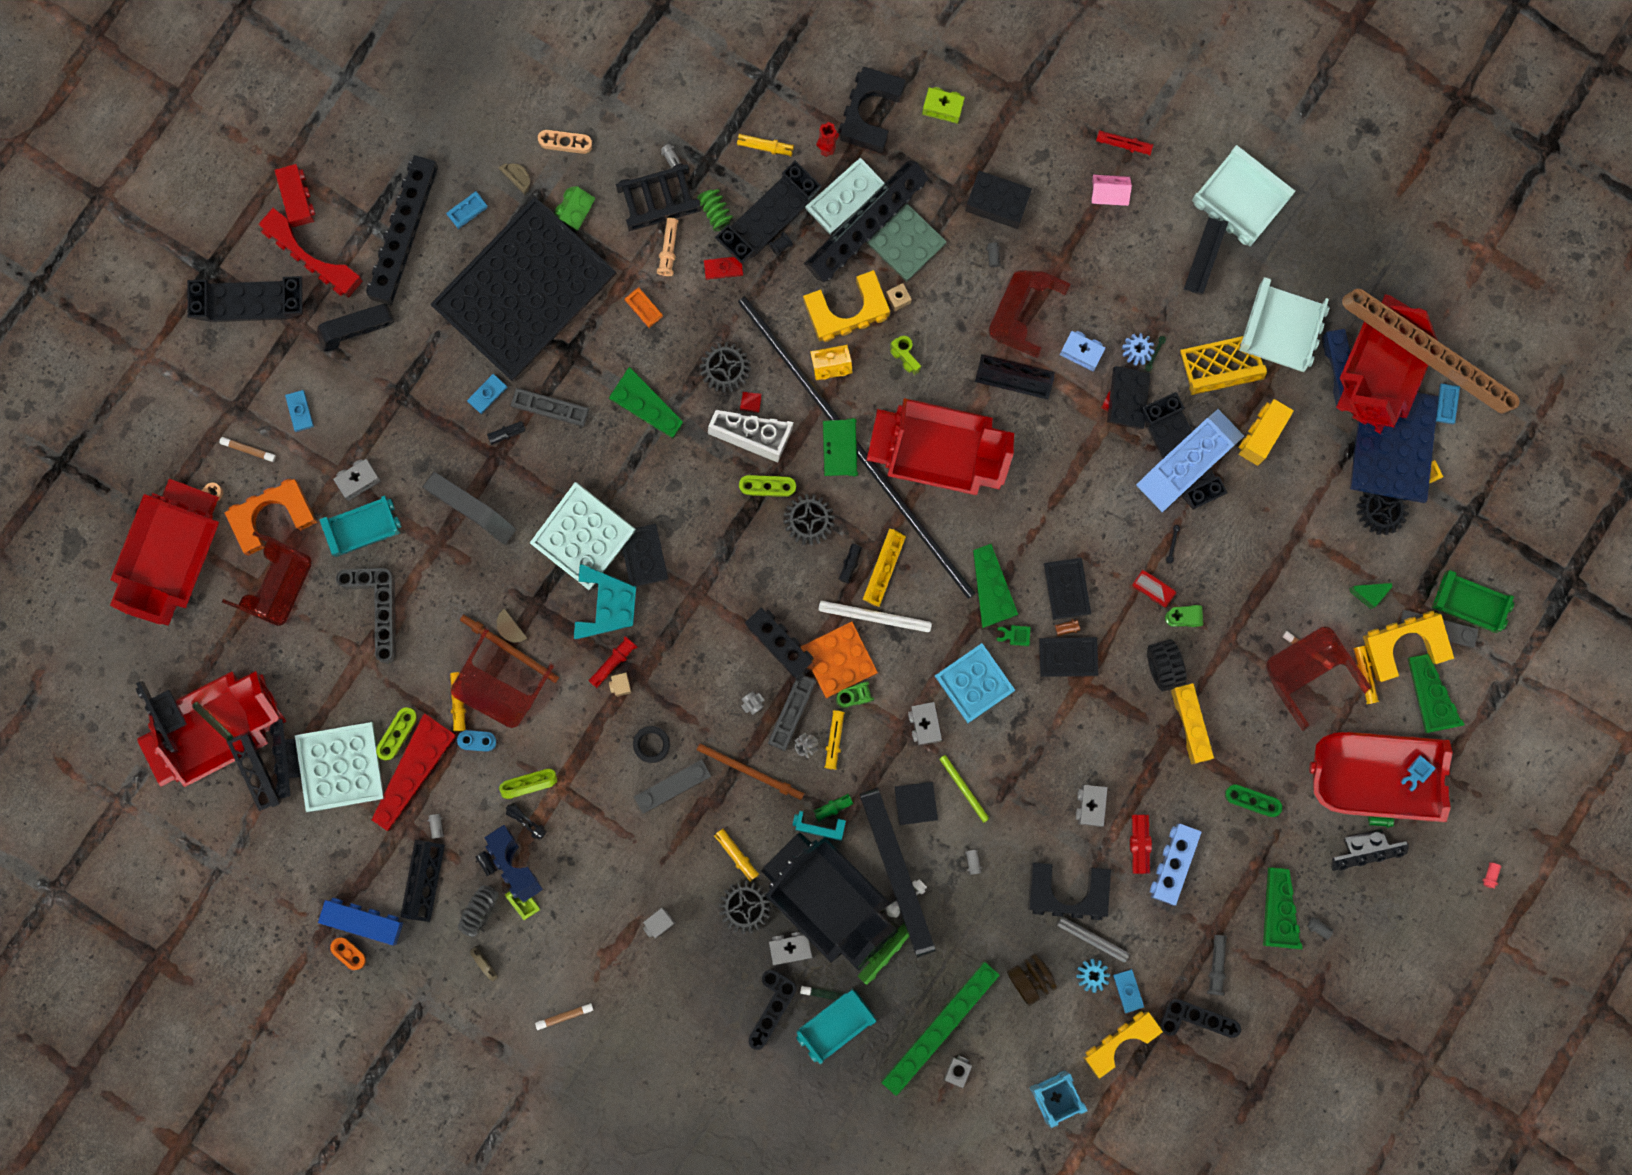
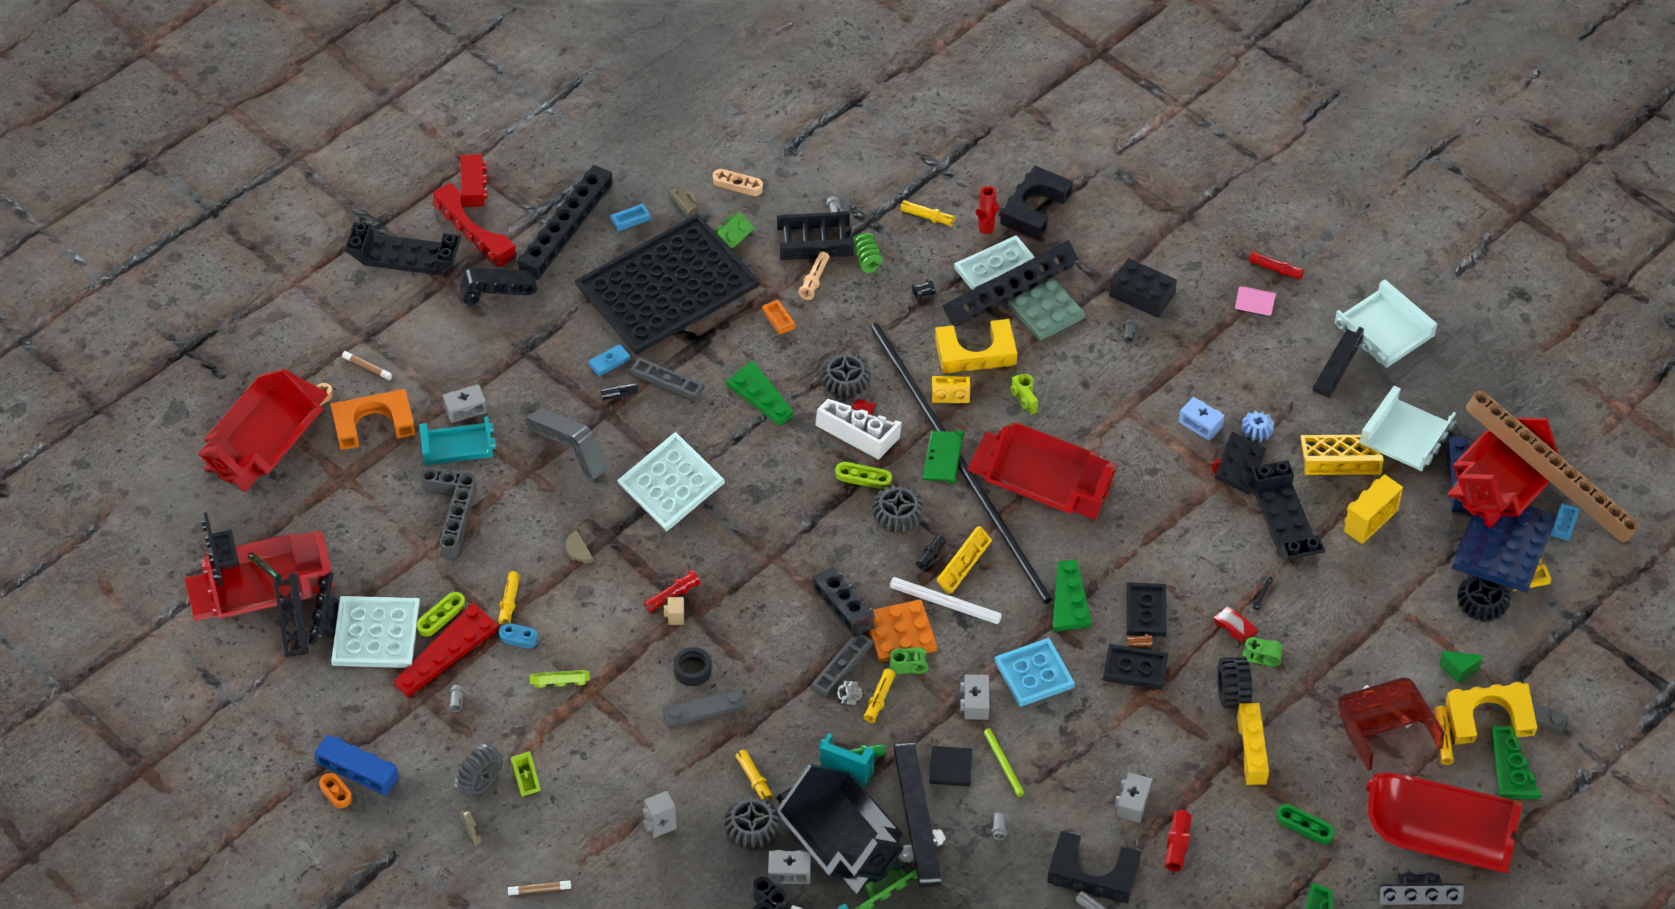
camera: 15 degrees right, 30 degrees down
(280, 584) = (361, 481): clear red windscreen -> none
(299, 411) = (425, 344): dark azure plate -> none
(417, 875) = (423, 739): black fence -> none
(478, 628) = (547, 543): dark orange bar -> none
(485, 862) = (497, 738): black pin -> none
(492, 695) = (546, 591): clear red windscreen -> none
(514, 812) = (539, 701): black piece -> none
(522, 880) = (521, 729): dark blue arch -> none
(614, 604) = (686, 544): teal wing -> none
(645, 557) = (727, 511): black plate -> none
(722, 268) = (863, 300): red plate -> none
(752, 702) = (804, 648): light grey gear -> none
(770, 214) = (921, 264): black slope -> none
(784, 788) = (817, 728): dark orange bar -> none
(898, 303) = (1028, 348): tan plate -> none
(952, 109) = (1105, 209): lime brick -> none
(1005, 325) = (1132, 385): clear red windscreen -> none
(1014, 379) = (1129, 430): black fence -> none
(1017, 635) = (1087, 639): green plate -> none
(1162, 340) = (1283, 425): clear green hinge -> none
(1189, 460) = (1288, 520): light blue slope -> none
(1190, 838) = (1200, 890): light blue brick -> none
(1381, 821) = (1439, 865): green pin -> none
(1419, 770) = (1485, 826): dark azure plate -> none
(1473, 602) = (1566, 692): green panel -> none

